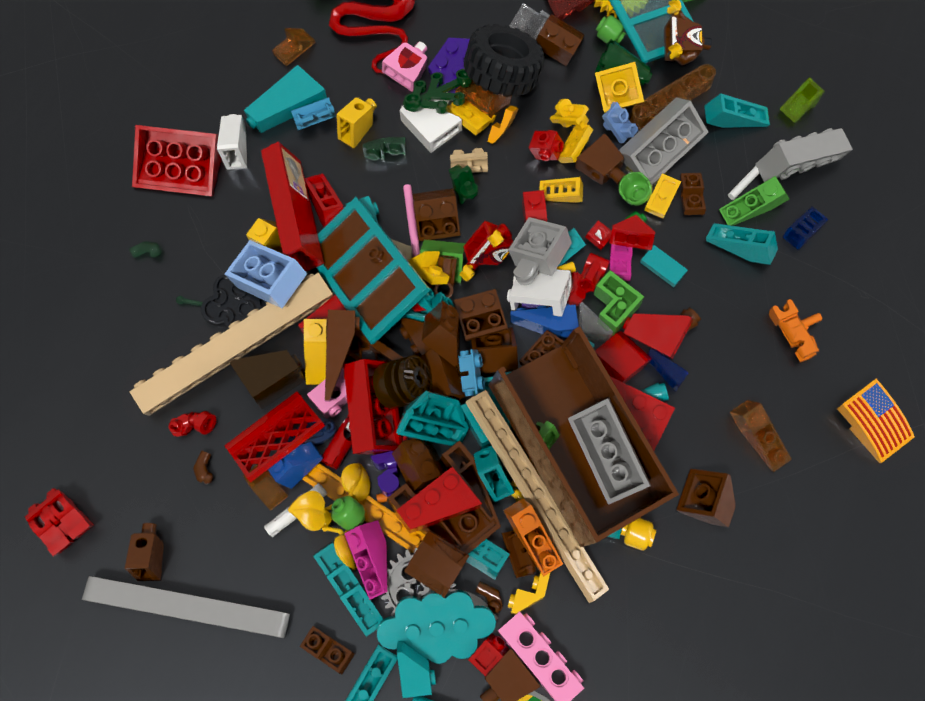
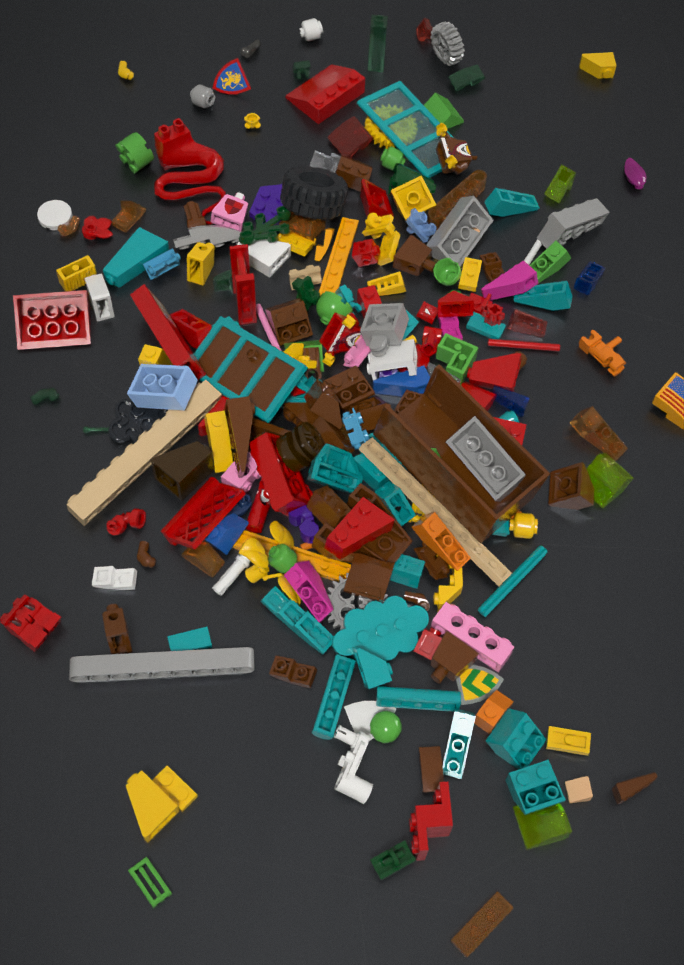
camera: 20 degrees left, 10 degrees down
(163, 488) = (111, 578): none -> white slope
(211, 108) = (74, 274): none -> yellow brick
(213, 30) = (53, 214): none -> white tile
(224, 584) = (190, 640): none -> teal tile
(226, 50) = (69, 229): none -> clear orange arm
(254, 55) = (96, 228): none -> red plate
(364, 69) = (193, 215): none -> reddish brown piece
(381, 89) = (216, 234): none -> light grey slope
(387, 166) = (243, 284): none -> red fence
(487, 208) = (329, 304): none -> bright green cylinder
(501, 274) = (356, 356): none -> bright pink hinge
(508, 197) = (347, 296): none -> teal plate
(513, 147) = (339, 255): none -> light orange tile
(576, 81) = (374, 199): none -> red slope
(607, 598) = (512, 581): none -> teal axle
(664, 236) = (480, 302): none -> red bracket
(679, 251) = (493, 314): none -> red gear
(702, 299) = (523, 345): none -> red bar
(710, 218) = (513, 282): none -> dark pink slope
(710, 263) = (516, 324): none -> clear red slope
(755, 496) = (607, 478): none -> clear neon green slope
(899, 102) = (635, 173): none -> magenta arm

